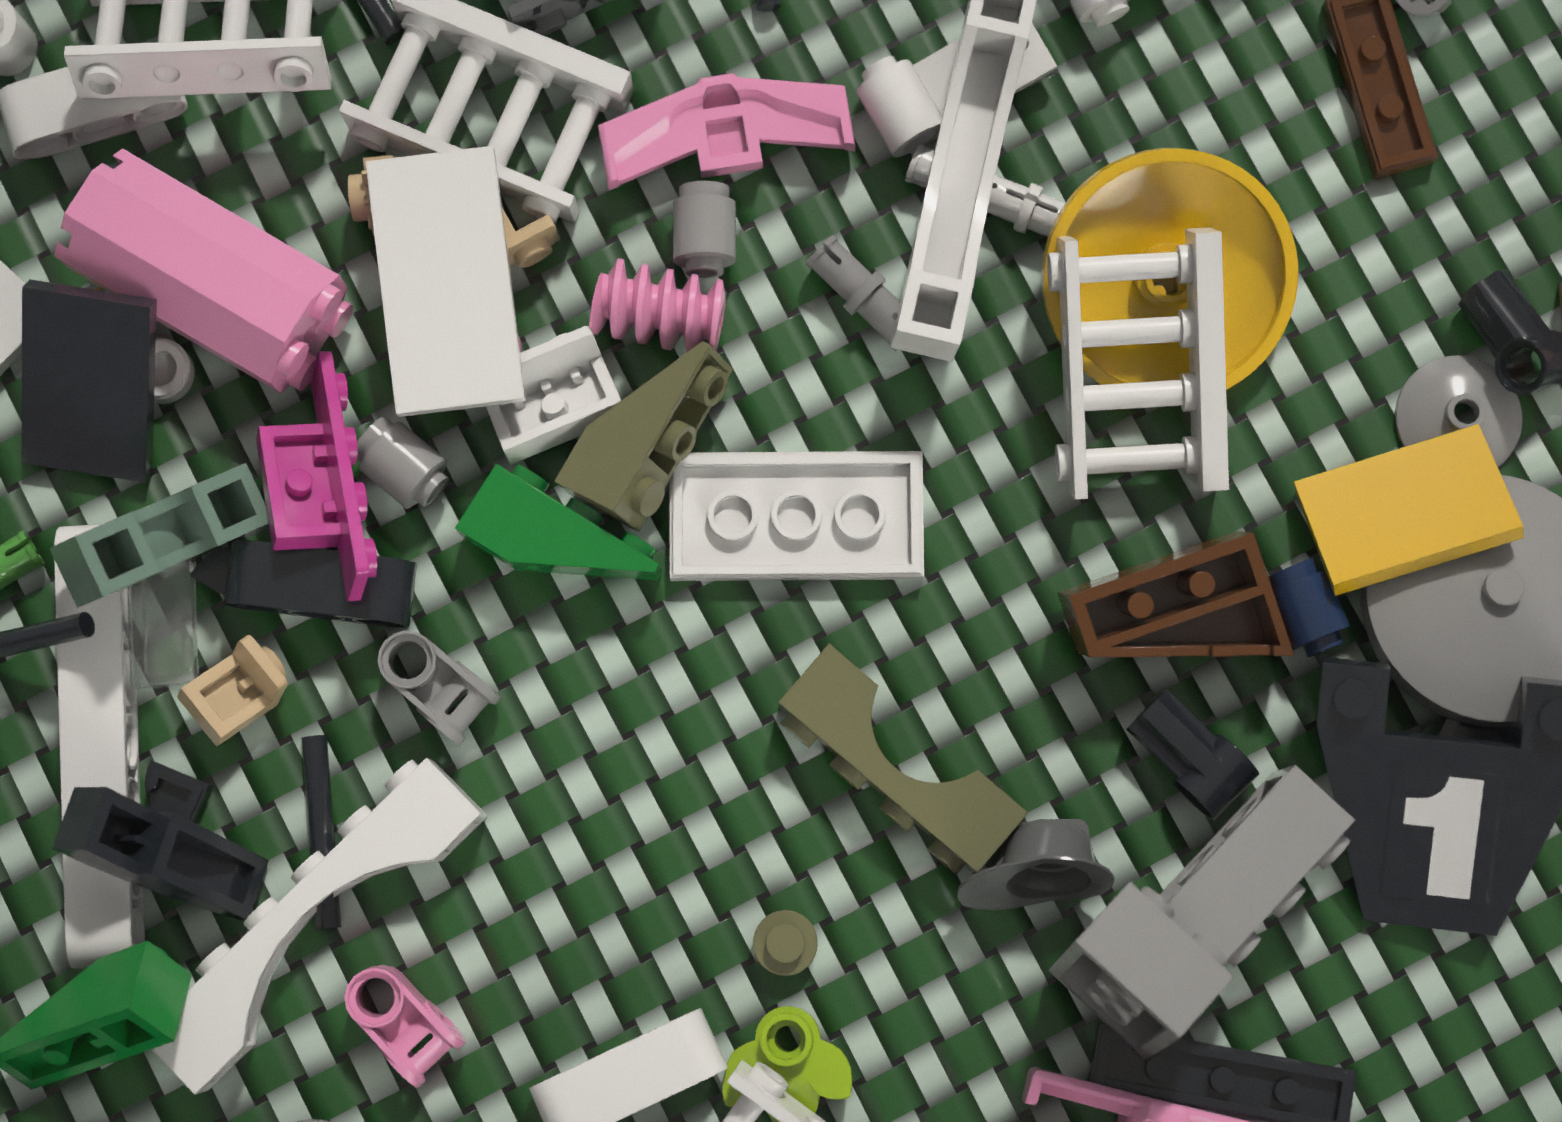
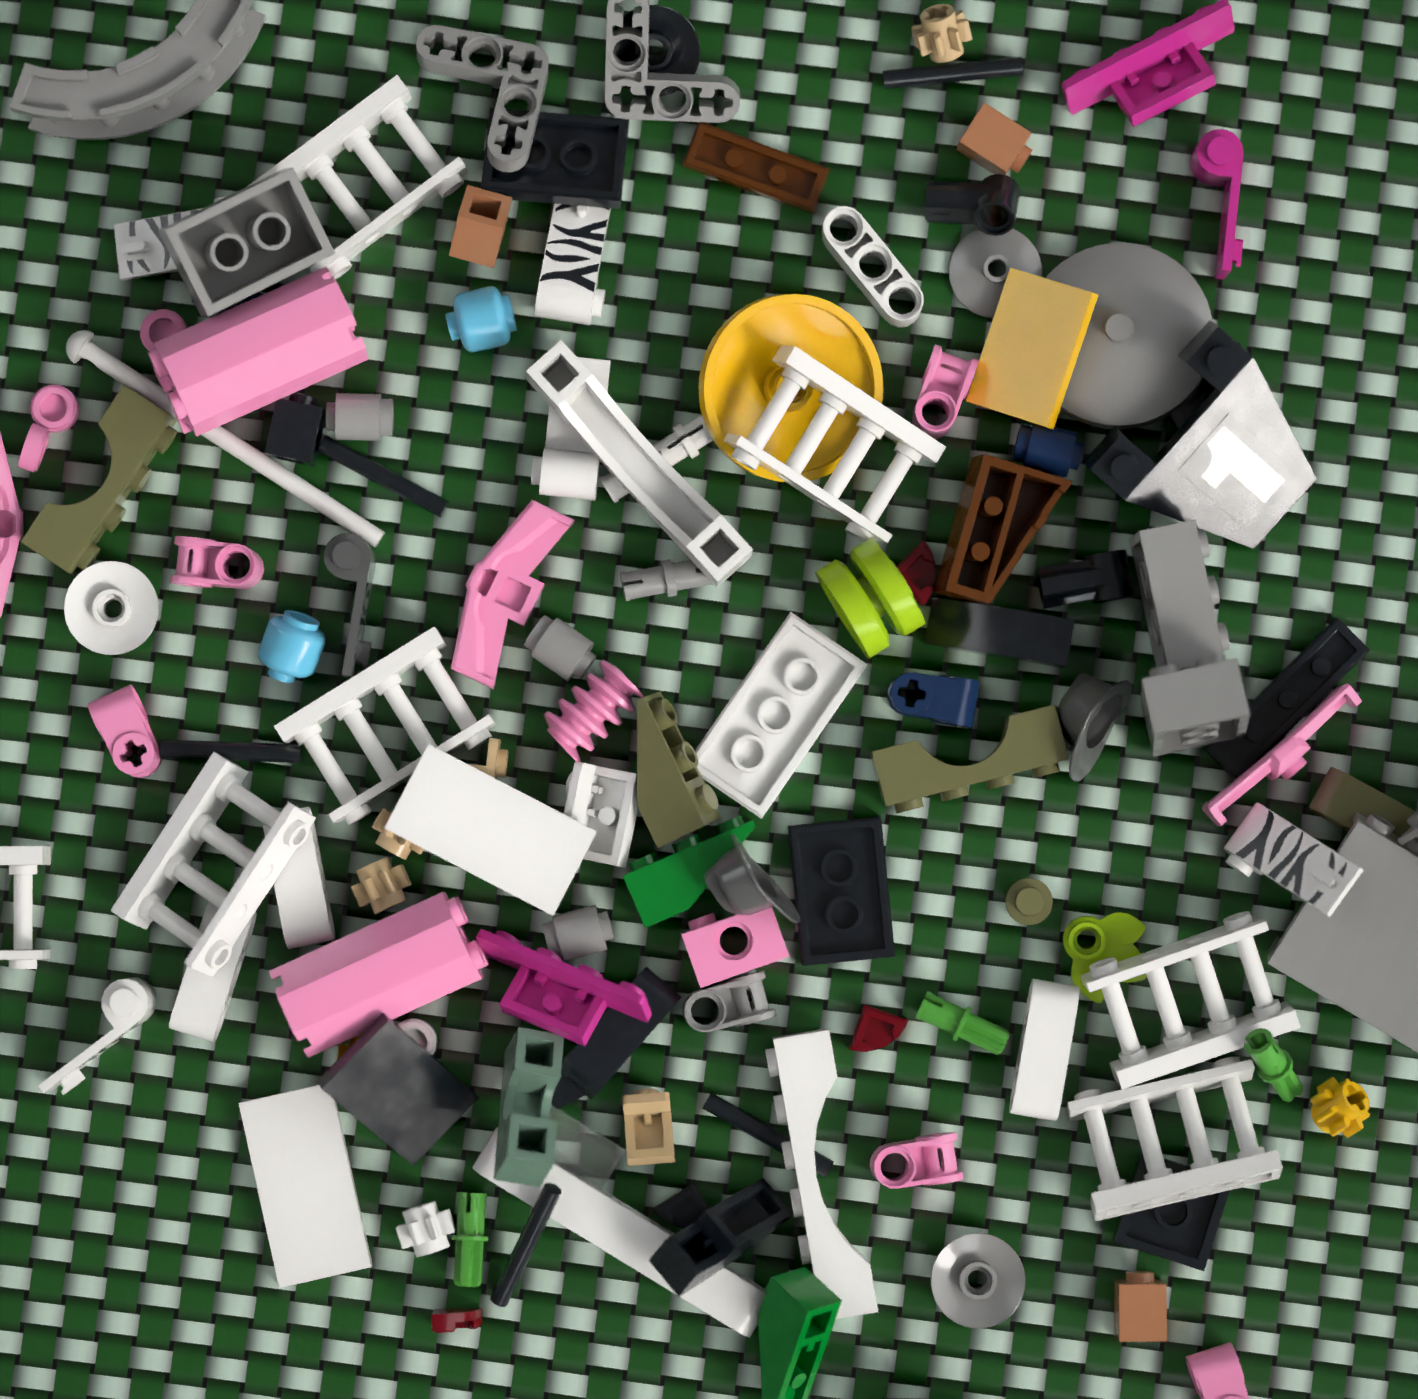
camera: 55 degrees left, 5 degrees up
(246, 137) = (304, 895): none -> white beam
(307, 214) = (381, 885): none -> tan gear
(471, 632) = (714, 964): none -> bright pink brick
(521, 871) = (876, 1029): none -> dark red tile
(578, 606) = (744, 886): none -> dark grey piece
(594, 963) = (962, 1024): none -> bright green axle
(650, 723) = (841, 891): none -> black tile
(945, 688) = (942, 700): none -> dark blue piece
(1002, 522) = (876, 594): none -> lime wheel
(1064, 562) = (919, 572): none -> dark red tile
(1065, 697) = (999, 632): none -> black slope
(1294, 447) = (944, 385): none -> bright pink piece
(1386, 254) = (867, 244): none -> white beam

